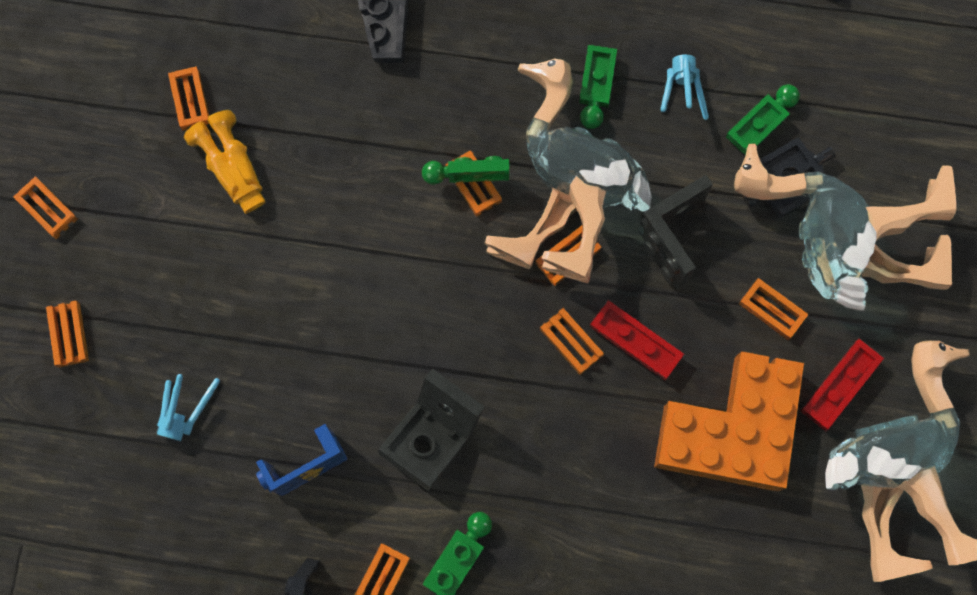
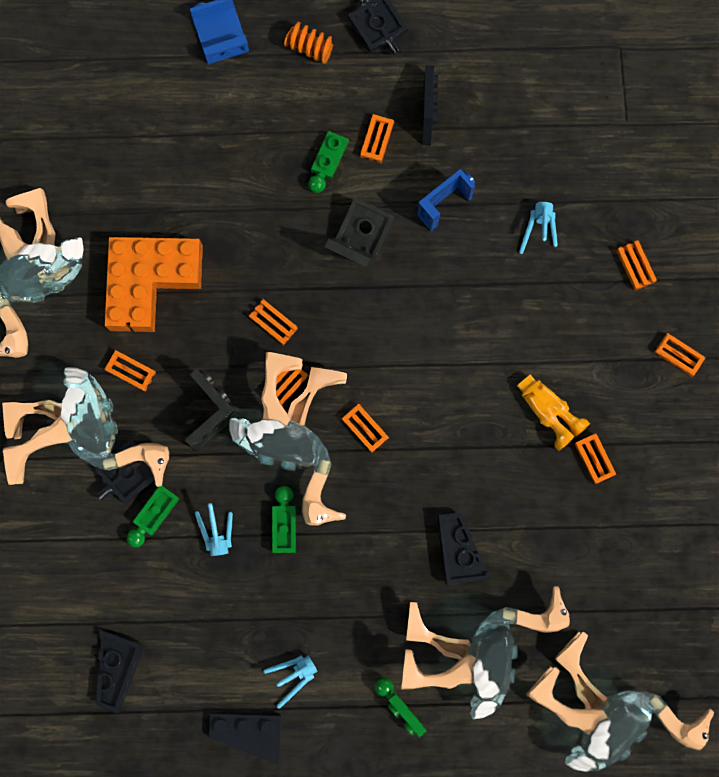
camera: 170 degrees right, 5 degrees up
(467, 170) = (394, 424): green plate -> none
(636, 340) = (226, 329): red plate -> none
(842, 384) = (76, 322): red plate -> none

